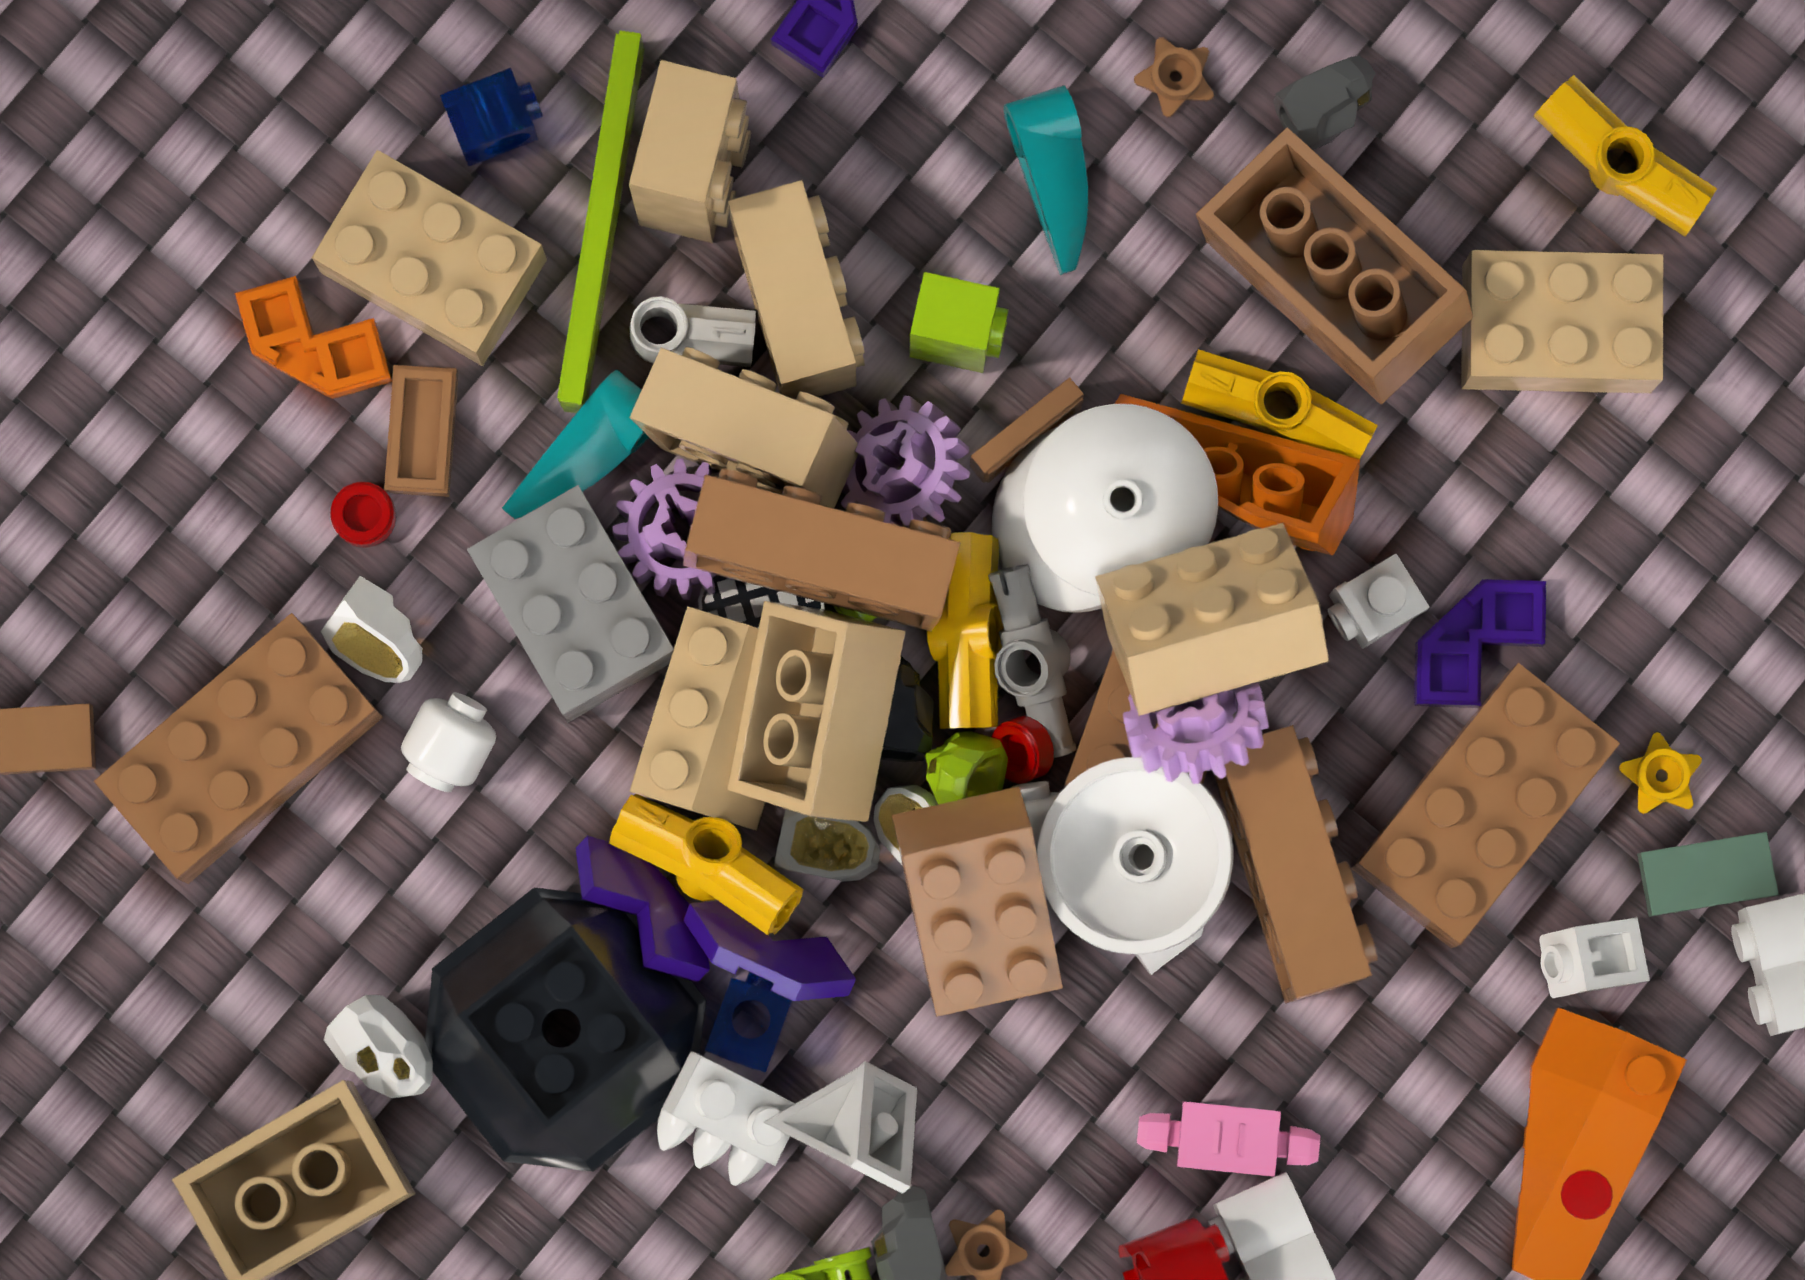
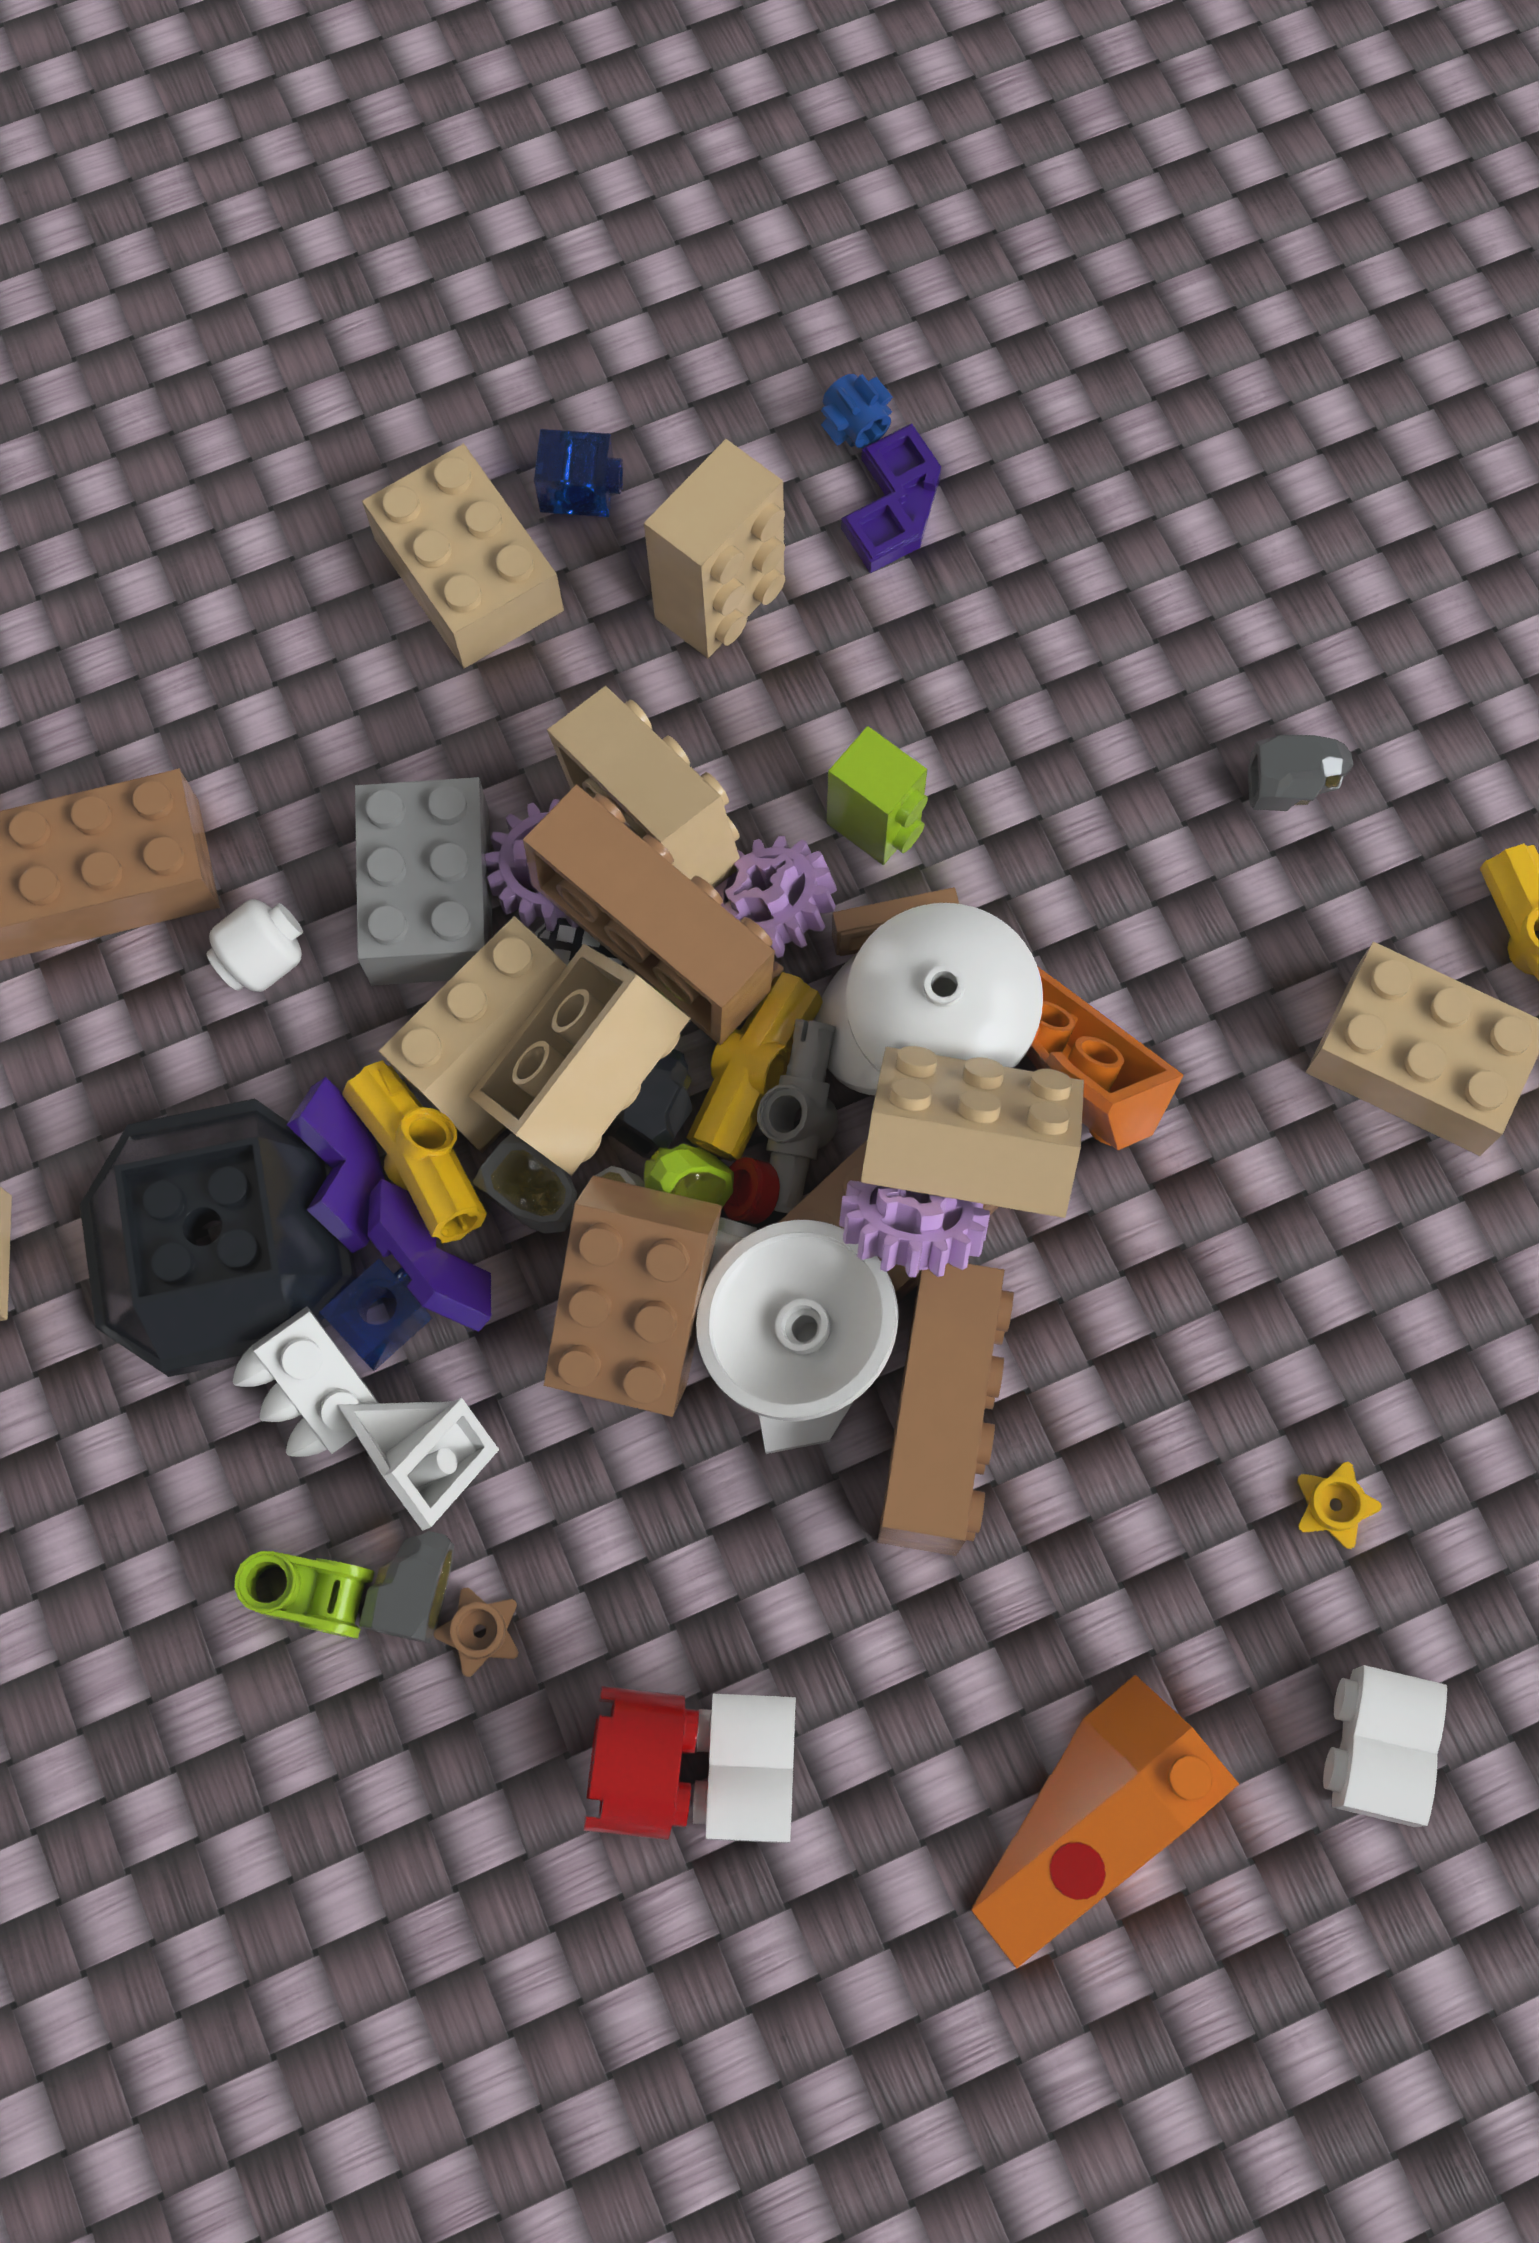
camera: 30 degrees right, 10 degrees down
(328, 362) = (338, 605): orange tile -> none
(363, 514) = (296, 736): red tile -> none
(373, 634) = (243, 825): white rock -> none
(381, 1047) = (47, 1171): white rock -> none
(421, 431) = (382, 693): medium nougat tile -> none
(586, 448) = (508, 760): teal piece -> none
(601, 221) = (581, 641): lime tile -> none
(716, 331) = (664, 710): white piece -> none
(797, 290) = (754, 705): tan brick -> none
(1054, 167) = (1030, 723): teal piece -> none
(1172, 59) = (1179, 686): medium nougat plate -> none
(1228, 1139) = (757, 1639): bright pink piece -> none
(1239, 393) = (1105, 975): yellow piece -> none
(1335, 265) = (1242, 900): medium nougat brick -> none
(1376, 602) = (1138, 1217): white bracket -> none
(1452, 649) = (1236, 1278): dark purple tile -> none
(1485, 806) = (1153, 1445): medium nougat brick -> none
(1593, 957) = (1192, 1642): white bracket -> none
(1707, 874) = (1339, 1619): sand green tile -> none

